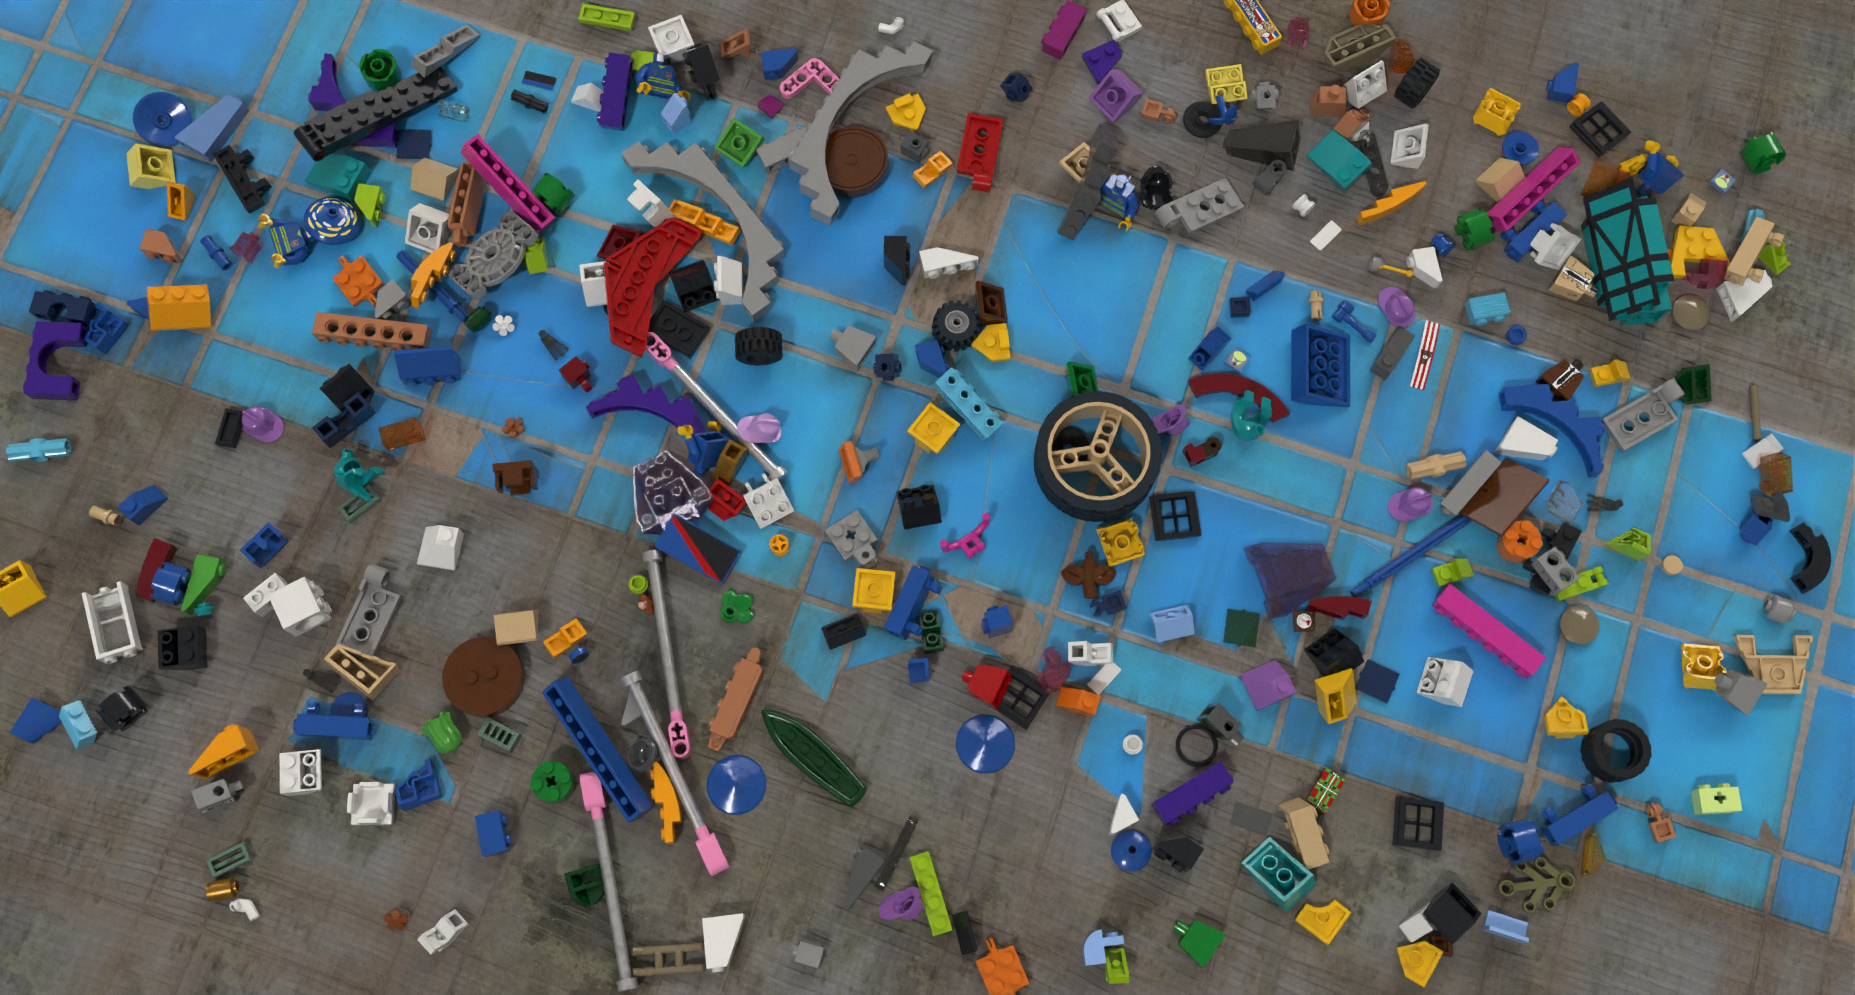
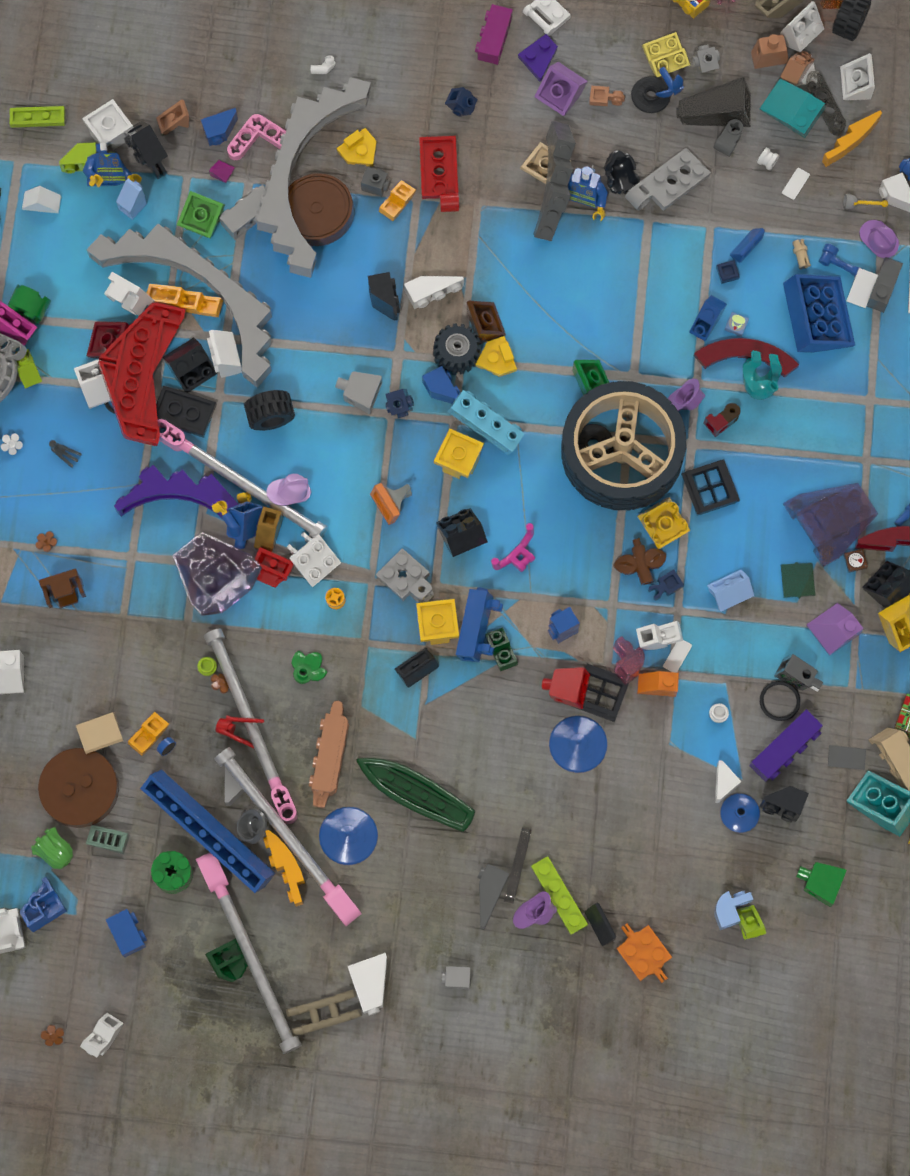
camera: 10 degrees left, 0 degrees up
(576, 373) = (96, 475): dark red brick -> none
(616, 91) = (66, 189): dark purple brick -> none
(642, 651) = (227, 728): none -> red plant
(697, 548) = (257, 619): tile -> none
(918, 670) = (498, 688): blue panel -> none
(1369, 351) = (862, 288): none -> white sticker

